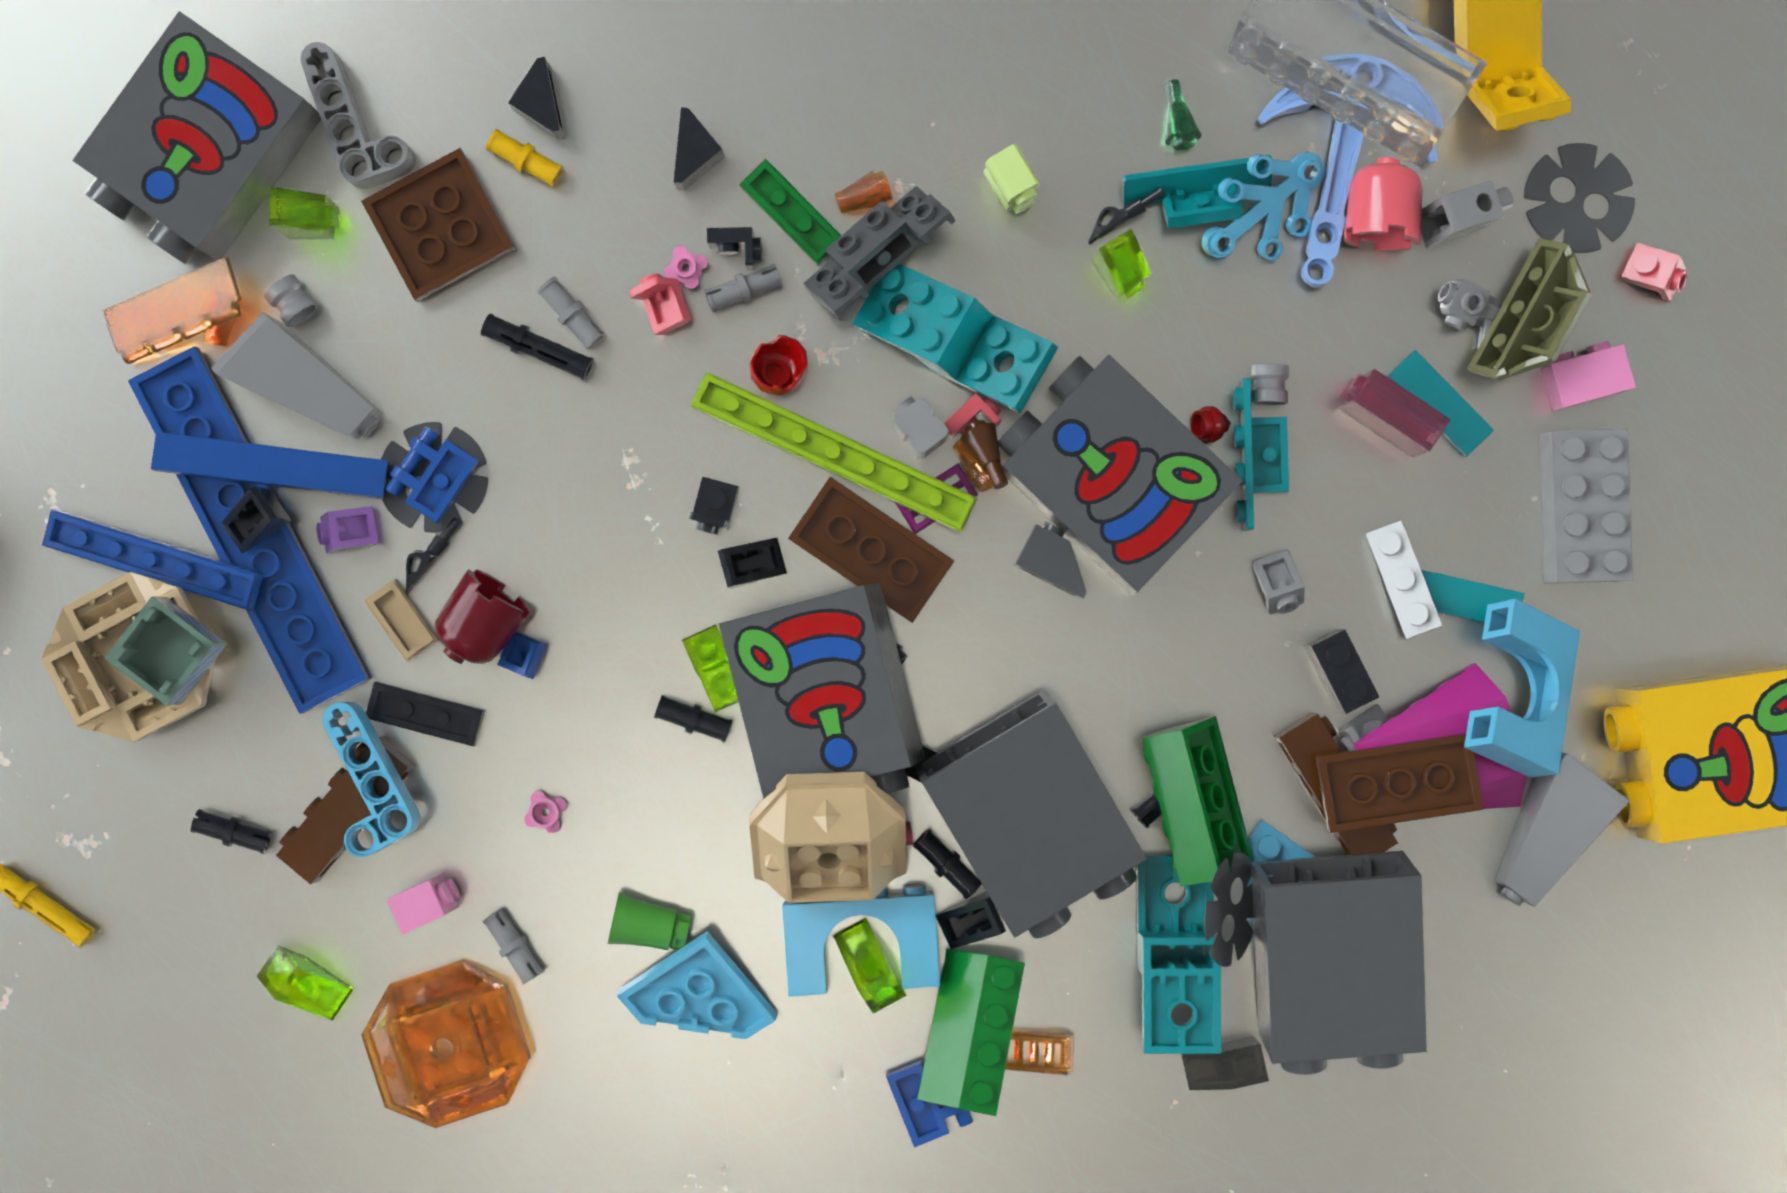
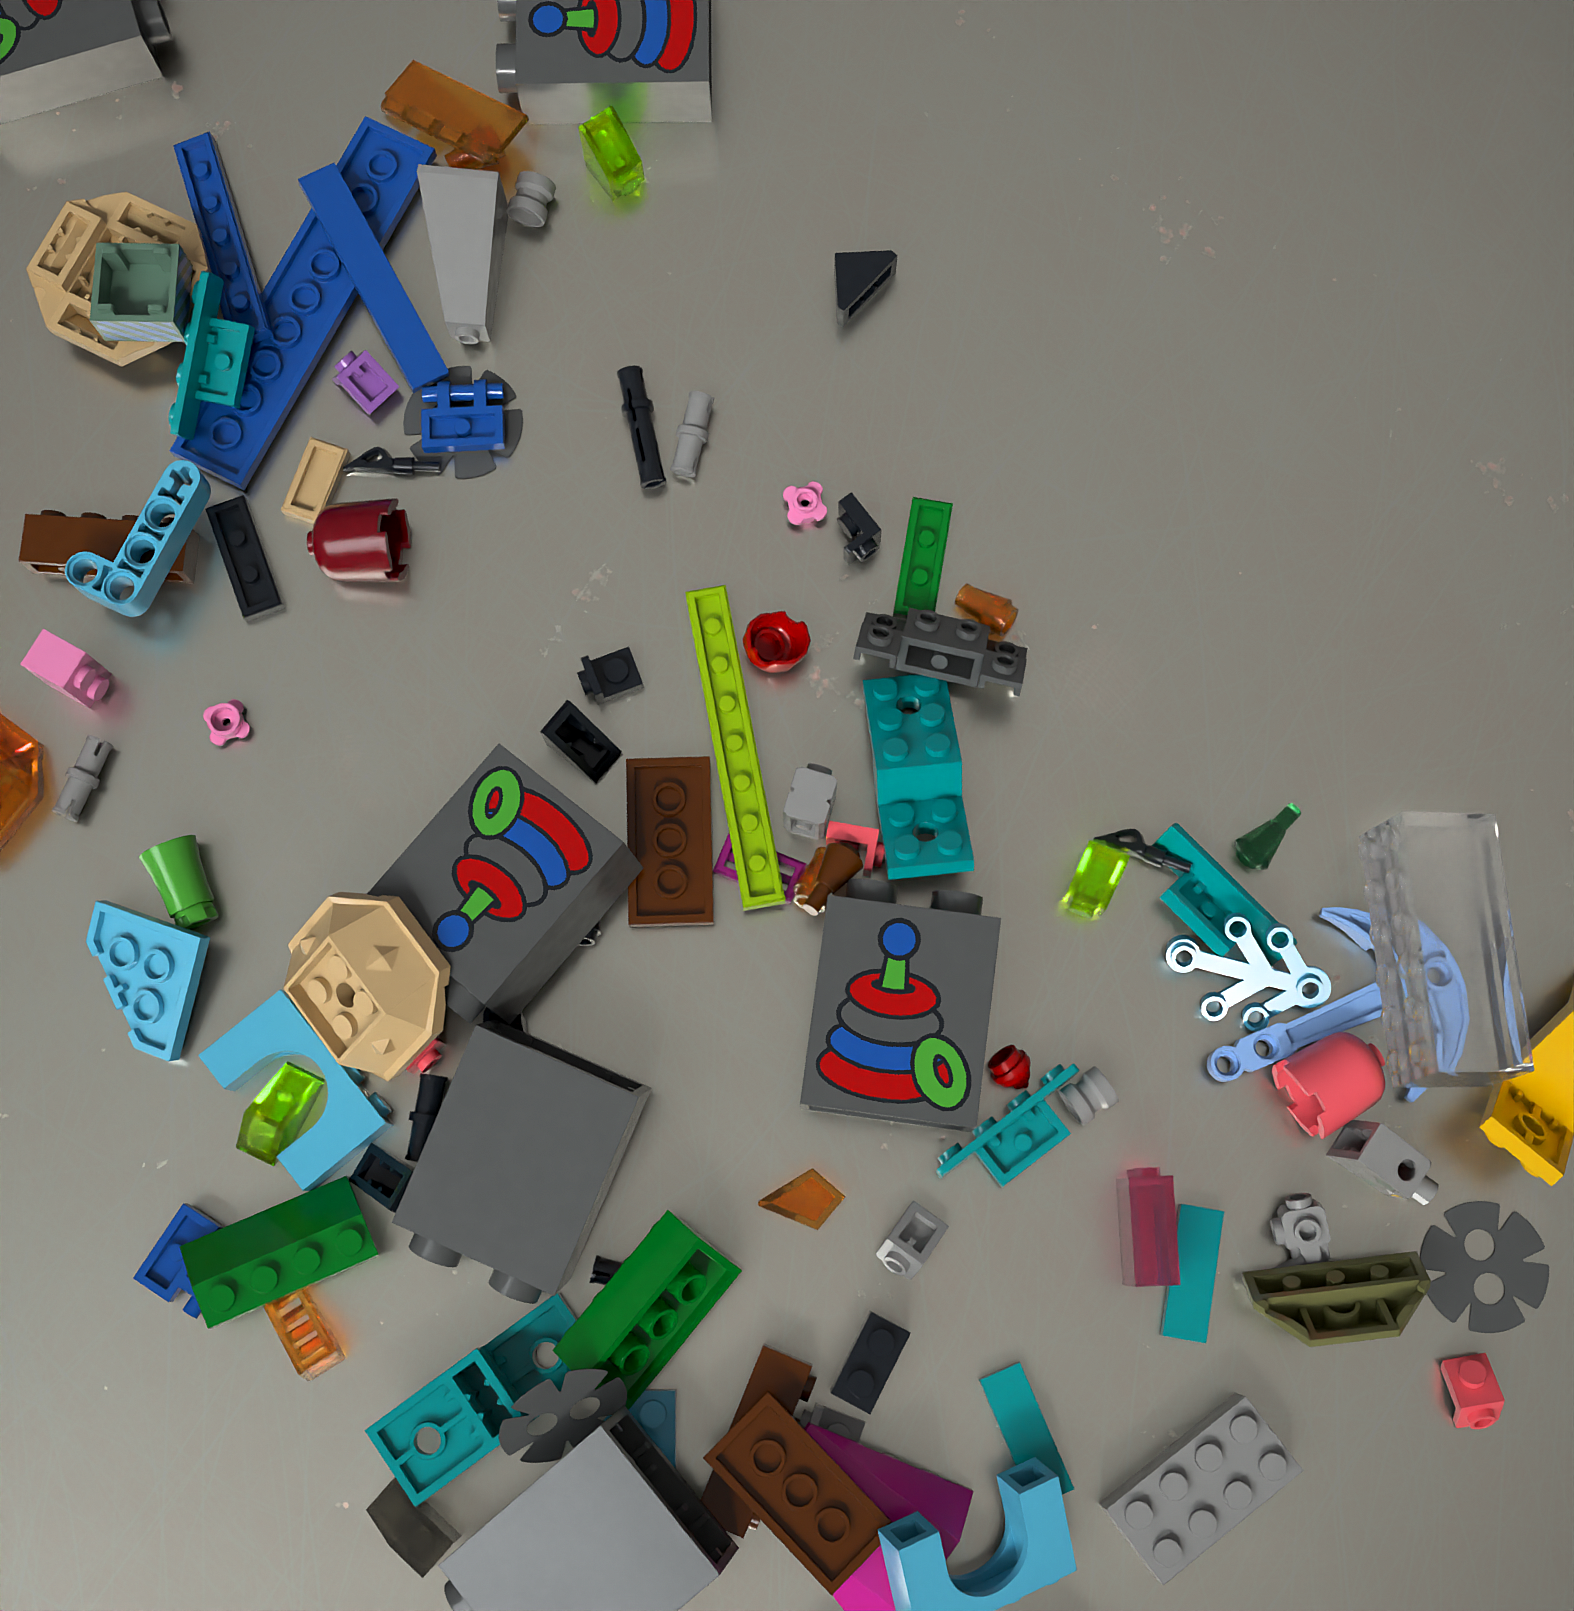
camera: 55 degrees right, 10 degrees down
(231, 831) = (24, 466): black pin -> none
(255, 518) = (318, 294): black slope -> none
(256, 632) = (213, 358): none -> teal bracket
(346, 114) = (725, 133): light grey beam -> none
(438, 224) = (687, 273): reddish brown plate -> none
(522, 655) = (356, 603): blue tile -> none
(524, 157) = (799, 303): yellow pin -> none
(662, 302) = (759, 504): coral bracket -> none
(693, 718) = (402, 791): black pin -> none
(695, 151) = (910, 439): black slope -> none
(712, 666) = (458, 768): clear neon green slope -> none
(743, 288) = (823, 564): light grey pin -> none
(1012, 179) = (1096, 724): yellowish green brick -> none
(1052, 560) = (778, 1010): dark grey slope -> none
(1196, 636) = (805, 1199): none -> clear orange piece
(1404, 580) = (1000, 1360): white plate -> none
(1587, 377) = (1323, 1397): bright pink brick -> none

